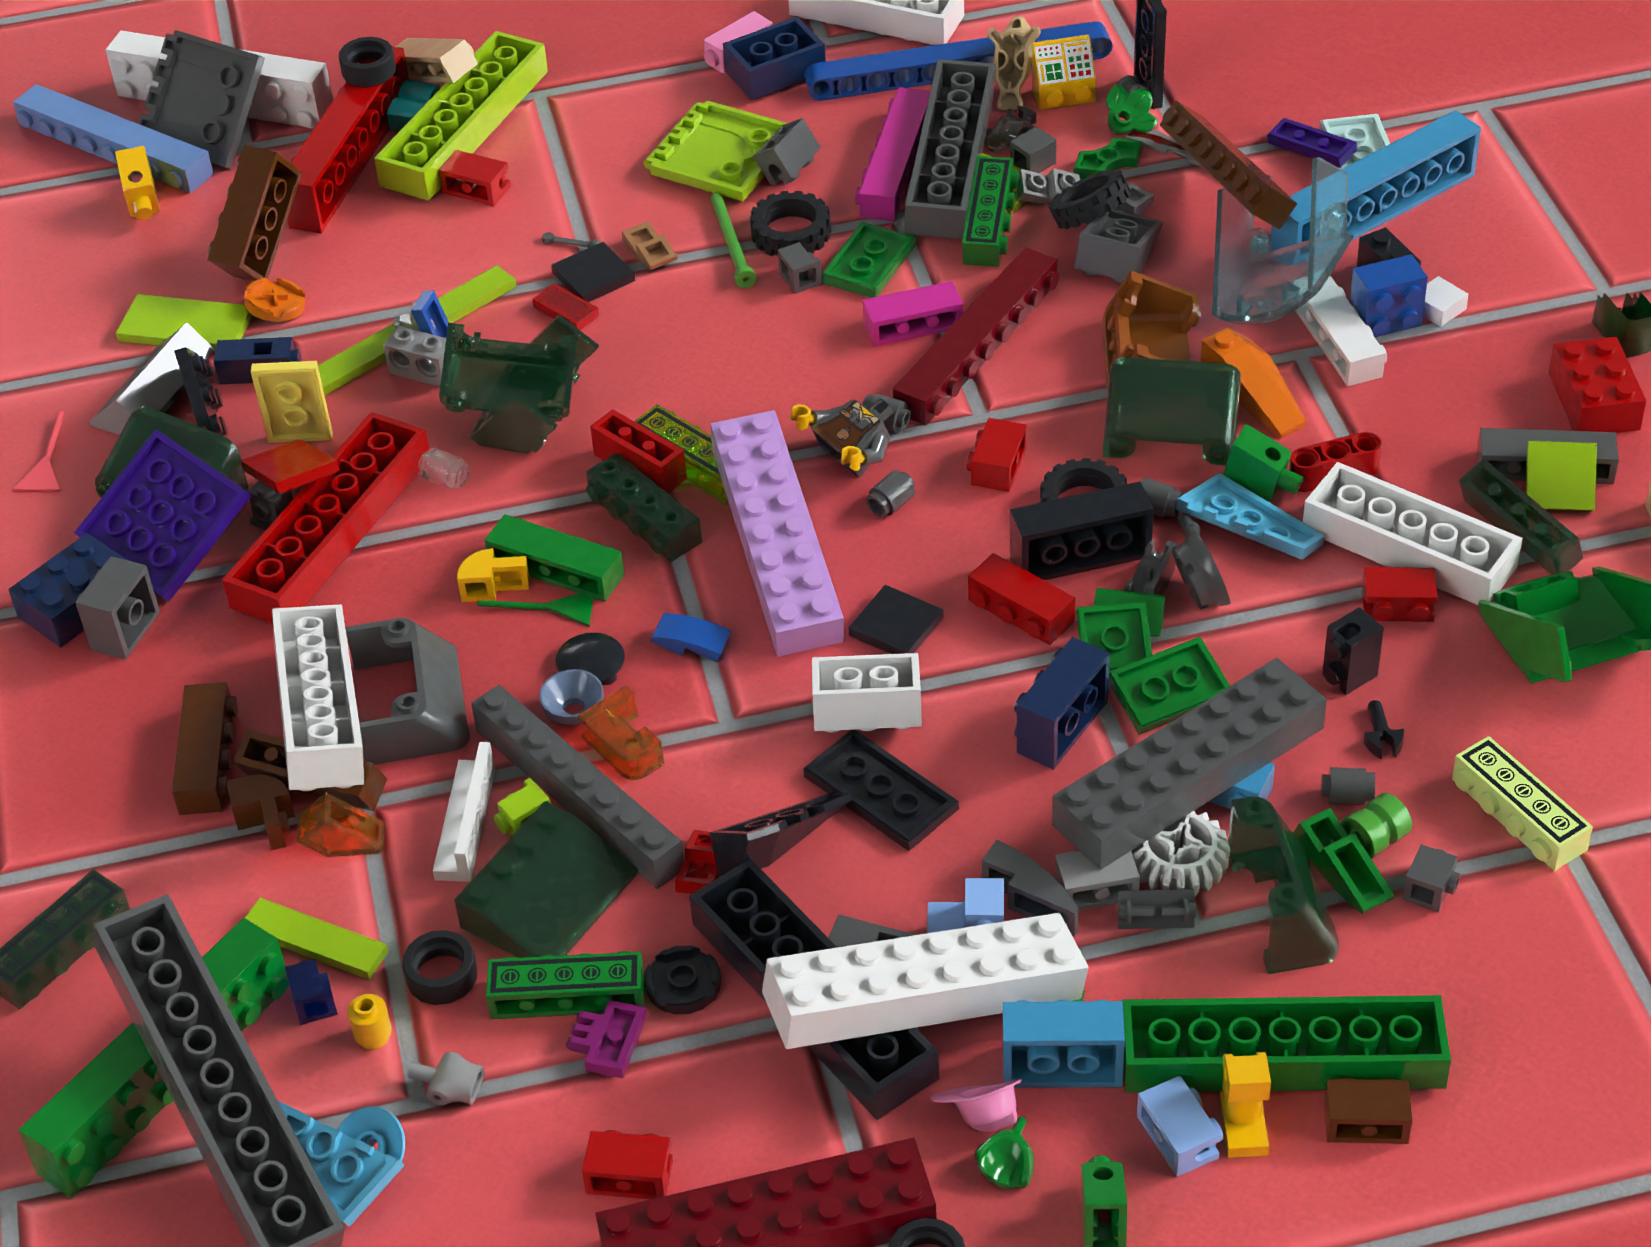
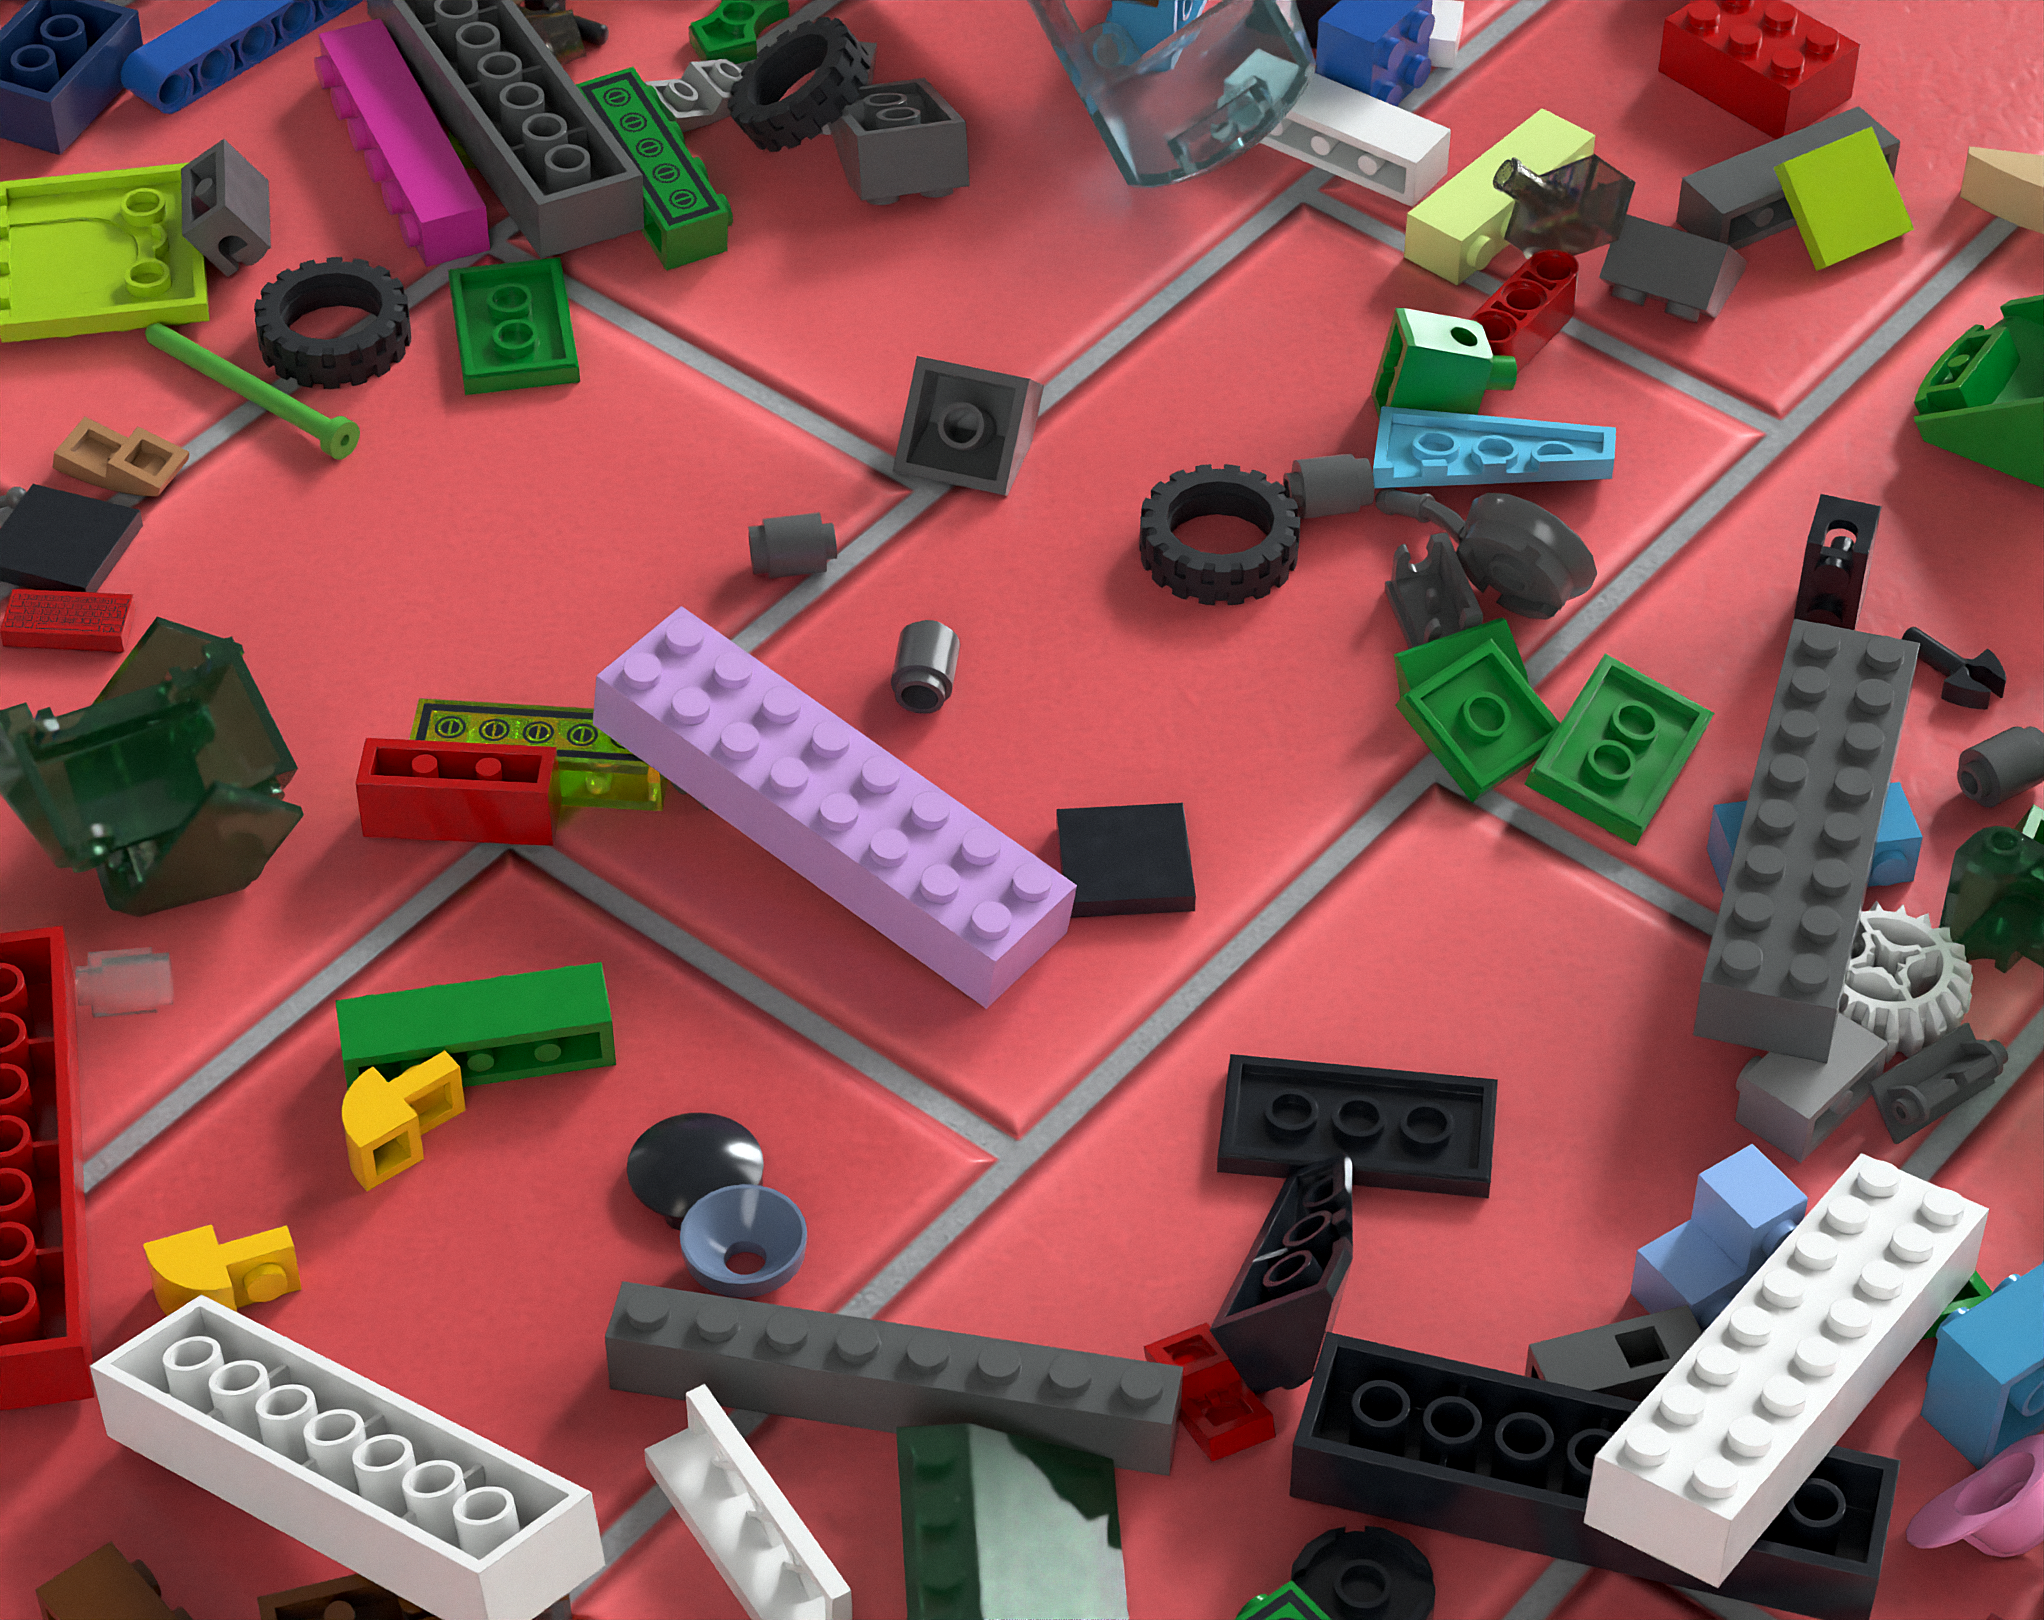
camera: 40 degrees left, 0 degrees up
(365, 604) = (227, 1273): none -> yellow brick
(422, 720) = (531, 1390): dark grey windscreen -> none
(519, 807) = (848, 1469): lime brick -> none
(575, 607) = (572, 1098): green piece -> none
(617, 740) = (884, 1270): clear orange piece -> none
(643, 507) = (538, 878): clear green brick -> none
(698, 635) = (817, 1042): blue slope -> none
(799, 268) = (421, 383): dark grey brick -> none
(849, 432) = (782, 600): torso -> none
(866, 692) = (1219, 982): white brick -> none
(911, 313) = (680, 375): dark pink brick -> none
(977, 334) = (815, 364): dark red brick -> none
(997, 454) = (1030, 529): red brick -> none
(1017, 391) = (967, 425): none -> dark grey slope
(1021, 598) = (1286, 727): red brick -> none
(1029, 885) = (1686, 1137): dark grey slope -> none
(1033, 150) = (622, 42): dark grey brick -> none
(1062, 702) = (1521, 848): dark blue brick -> none
(1082, 531) = (1291, 584): black brick -> none
(1148, 321) = (1057, 253): dark orange windscreen -> none
(1172, 404) = (1225, 337): clear green windscreen -> none
(1261, 386) = (1270, 252): orange wedge -> none
(1387, 398) = (1467, 217): none -> yellowish green brick
(1394, 415) = (1565, 207): none -> clear smoke brick
(1399, 593) = (1793, 462): red brick -> none
(1412, 532) = (1739, 368): white brick -> none
(1431, 468) = (1671, 267): none -> dark grey slope
(1515, 512) = (1854, 280): clear green brick -> none

